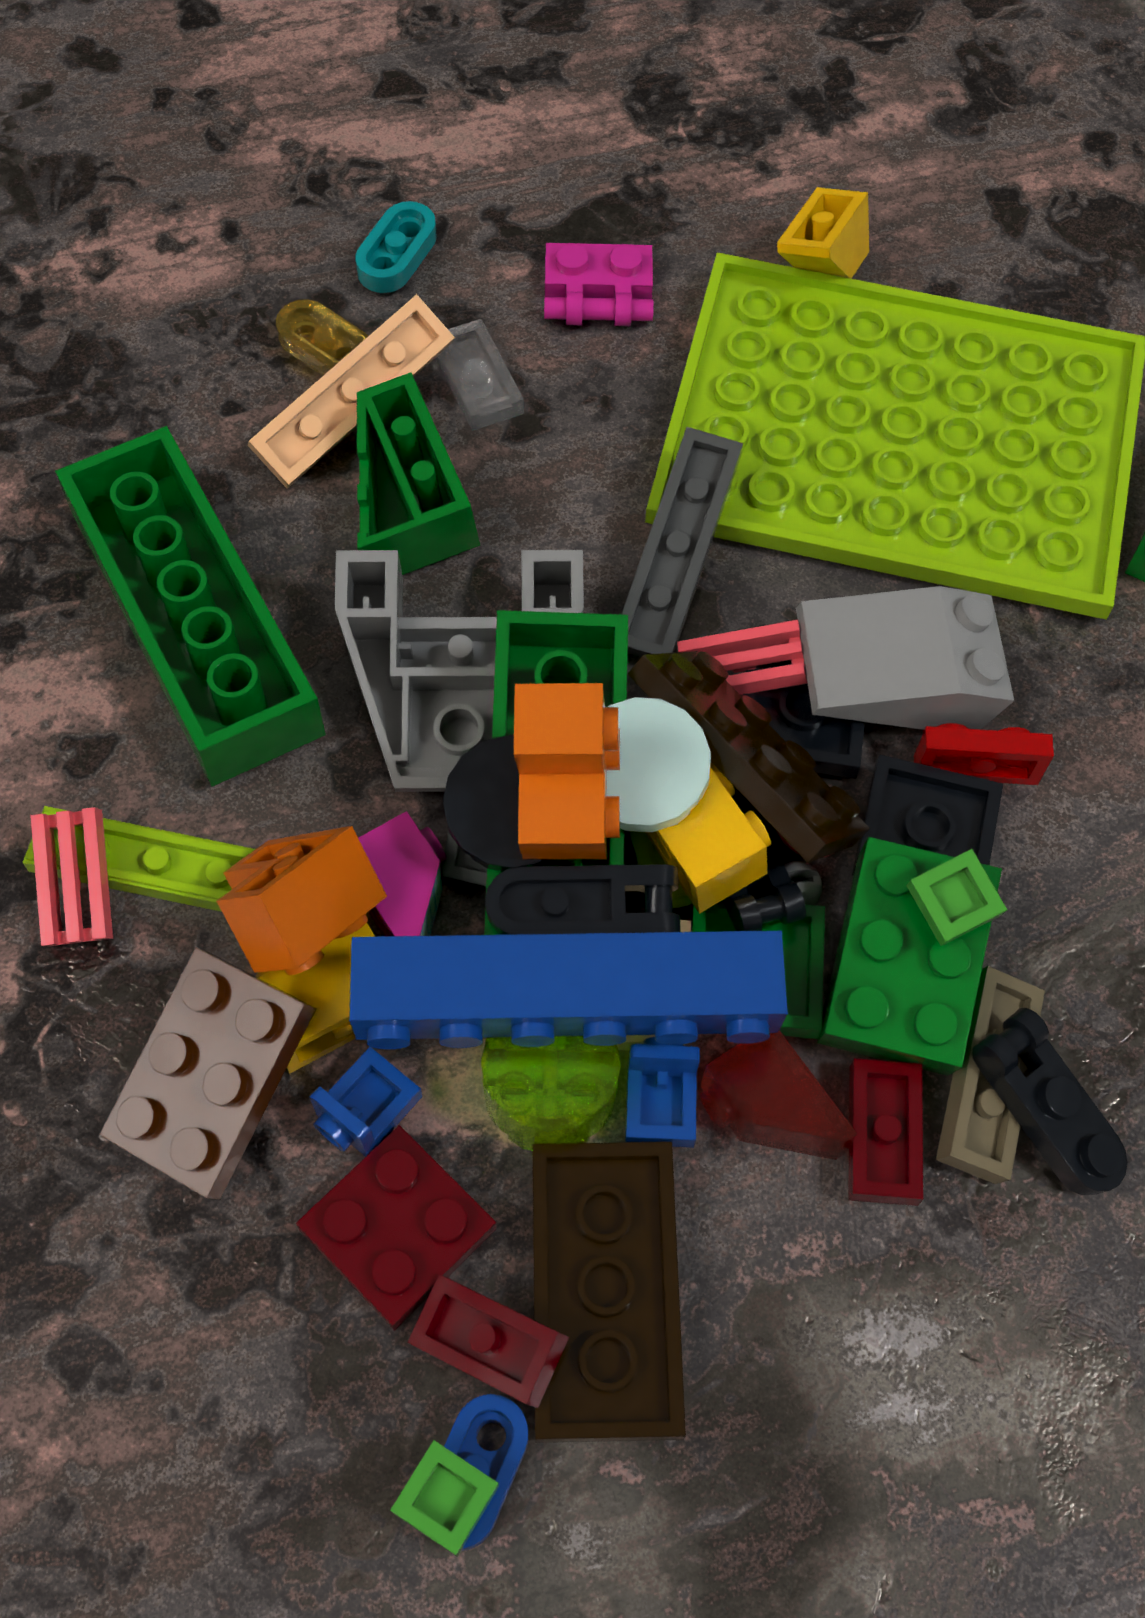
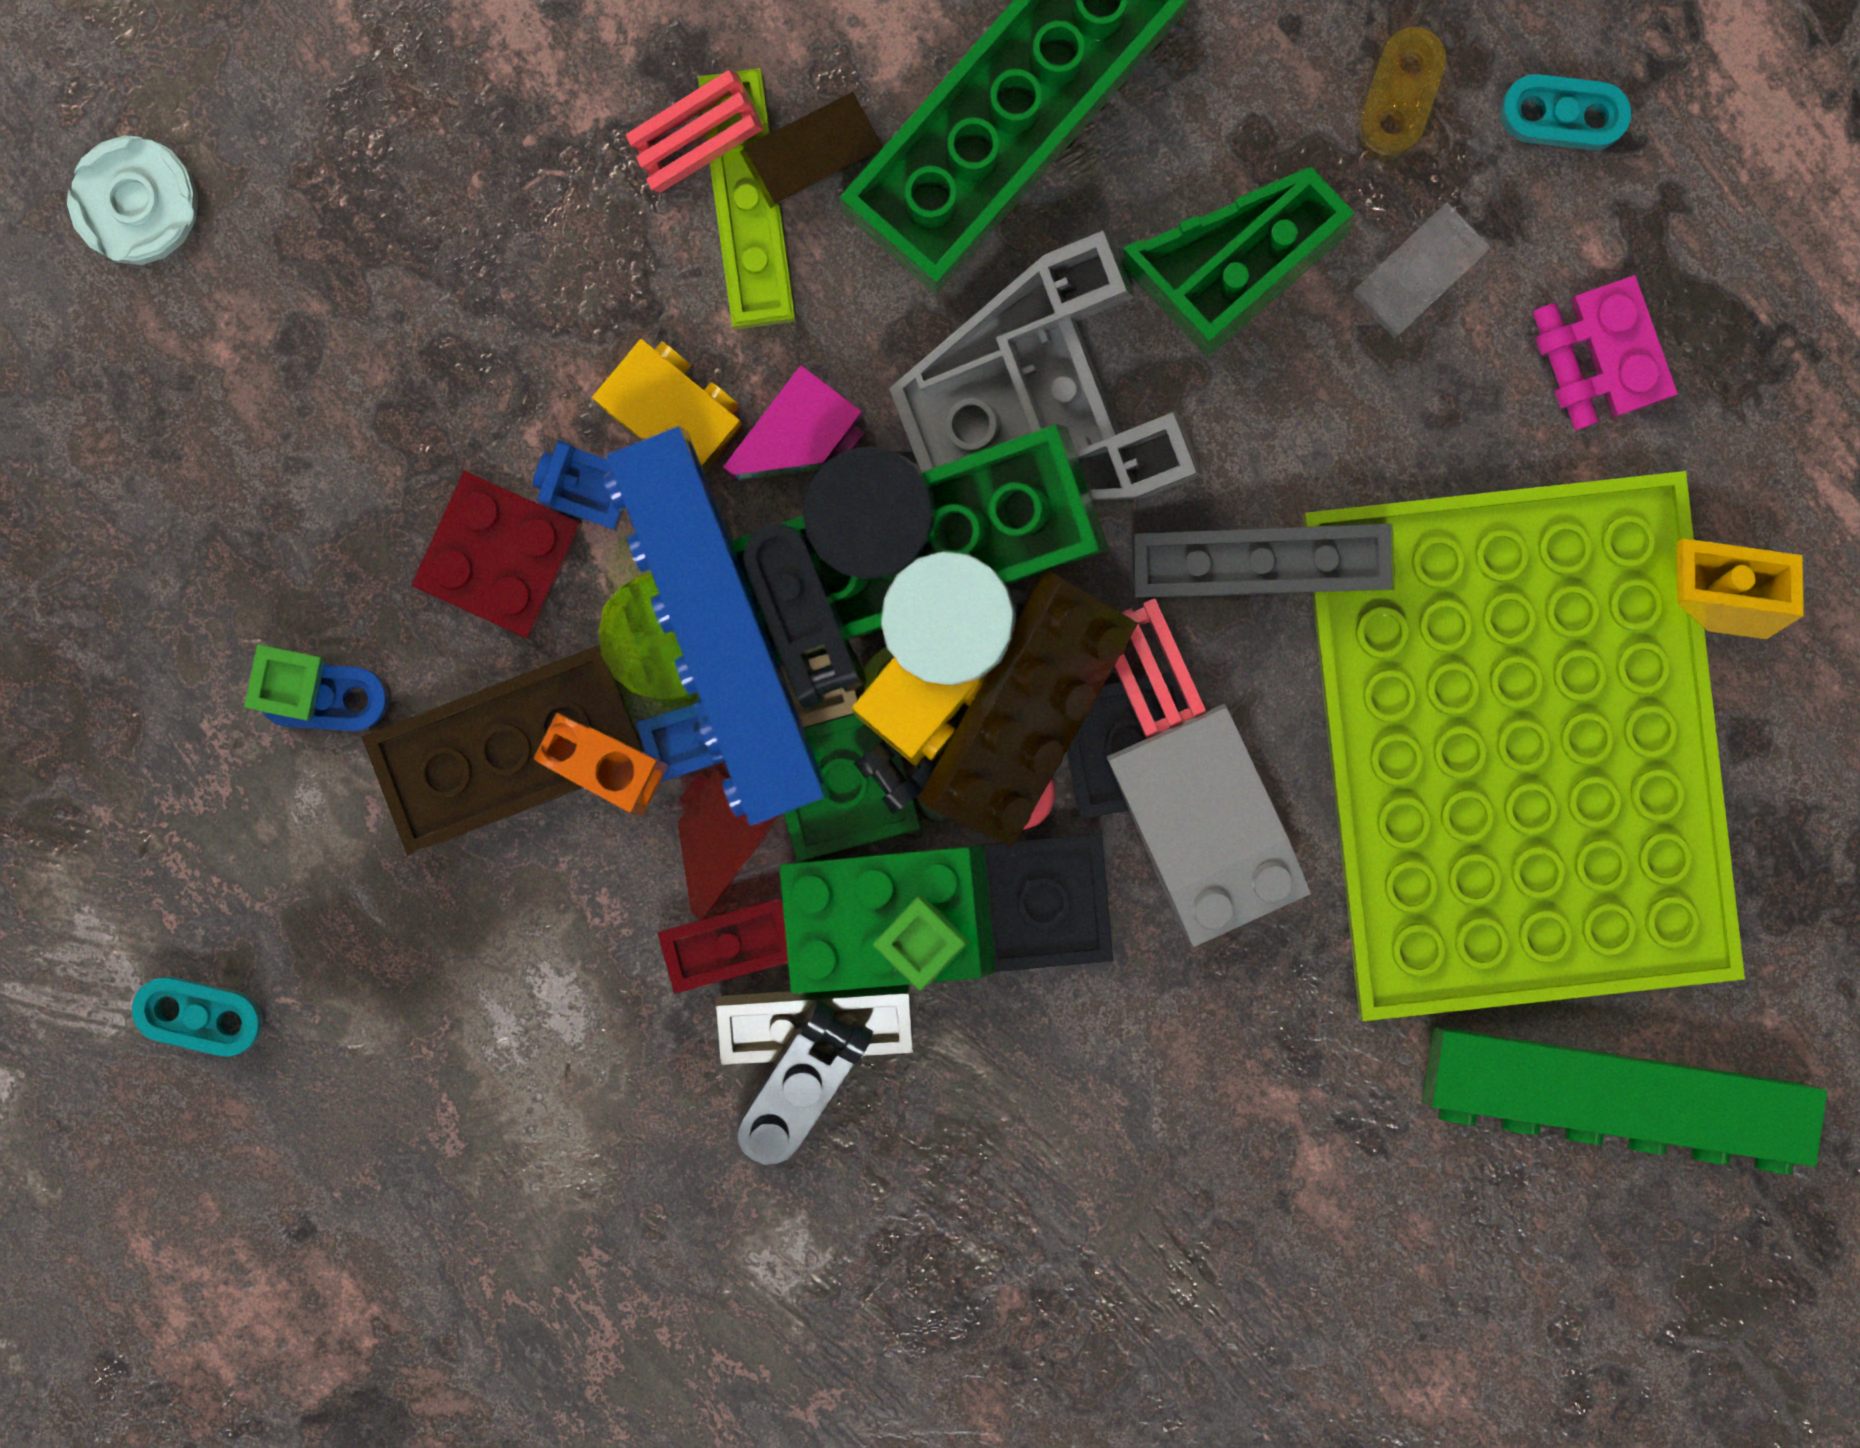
camera: 70 degrees right, 25 degrees up
(142, 786) = (811, 149): none -> dark brown tile
(207, 1073) = (556, 341): plate -> none
(299, 897) = (725, 355): orange brick -> none
(329, 407) = (1340, 151): light nougat plate -> none
(488, 1341) = (423, 669): dark red plate -> none
(562, 758) = (884, 554): orange brick -> none
(658, 1175) = (601, 764): none -> orange leg
(998, 756) = (1152, 959): red plate -> none

